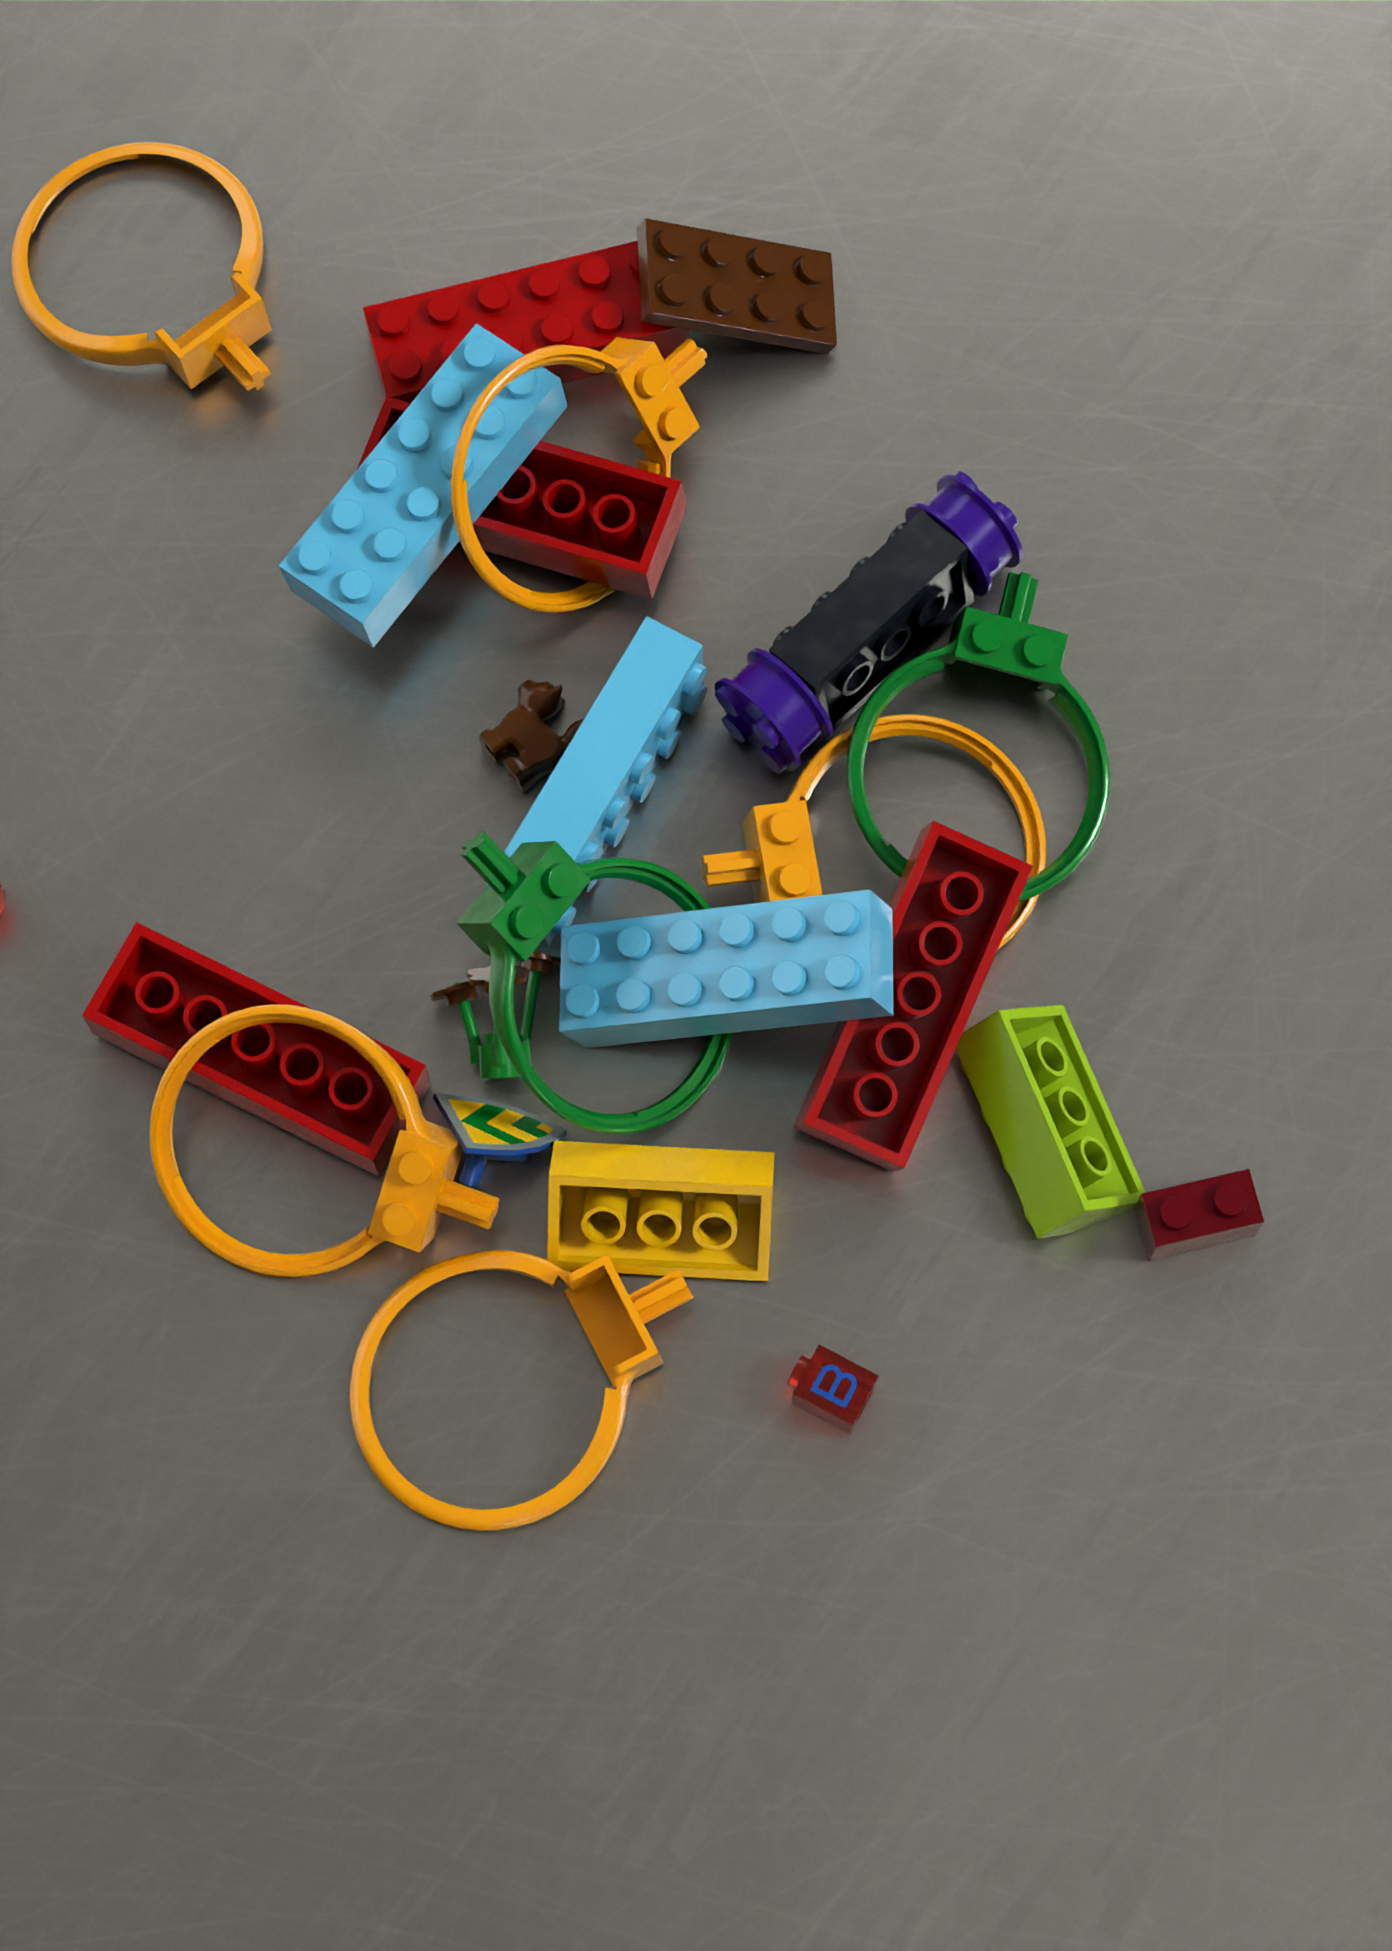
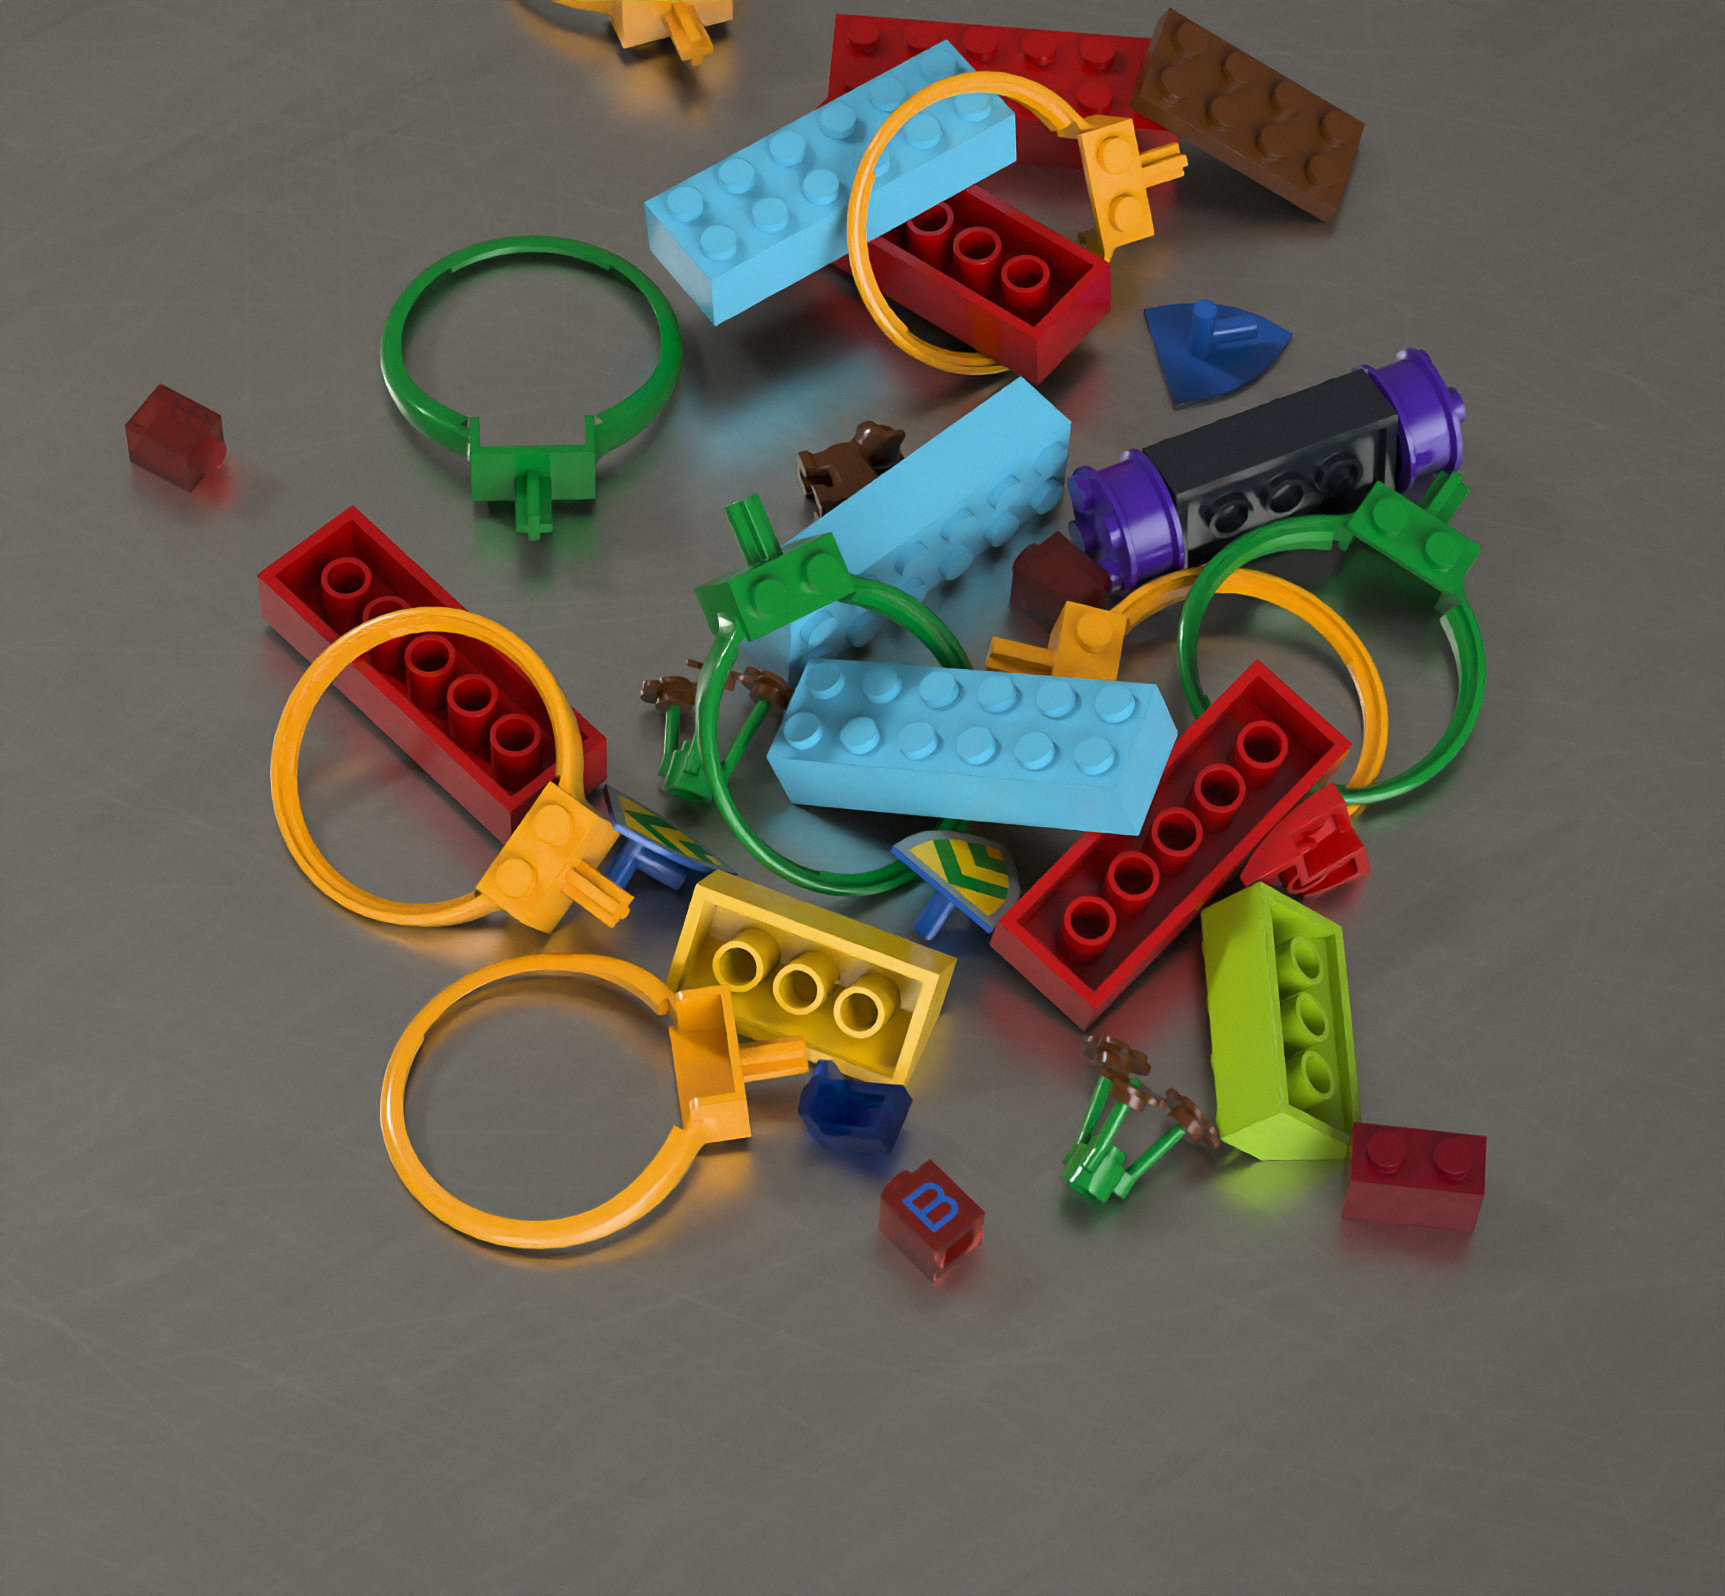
camera: 15 degrees right, 15 degrees down
(262, 824) = (538, 472): none -> green brick
(732, 778) = (1054, 574): none -> clear red brick
(739, 1315) = (852, 1113): none -> clear blue bracket
(755, 1076) = (966, 875): none -> shield
(777, 507) = (1212, 348): none -> blue shield
(948, 1294) = (1095, 1163): none -> plant
(1019, 959) = (1309, 848): none -> red brick

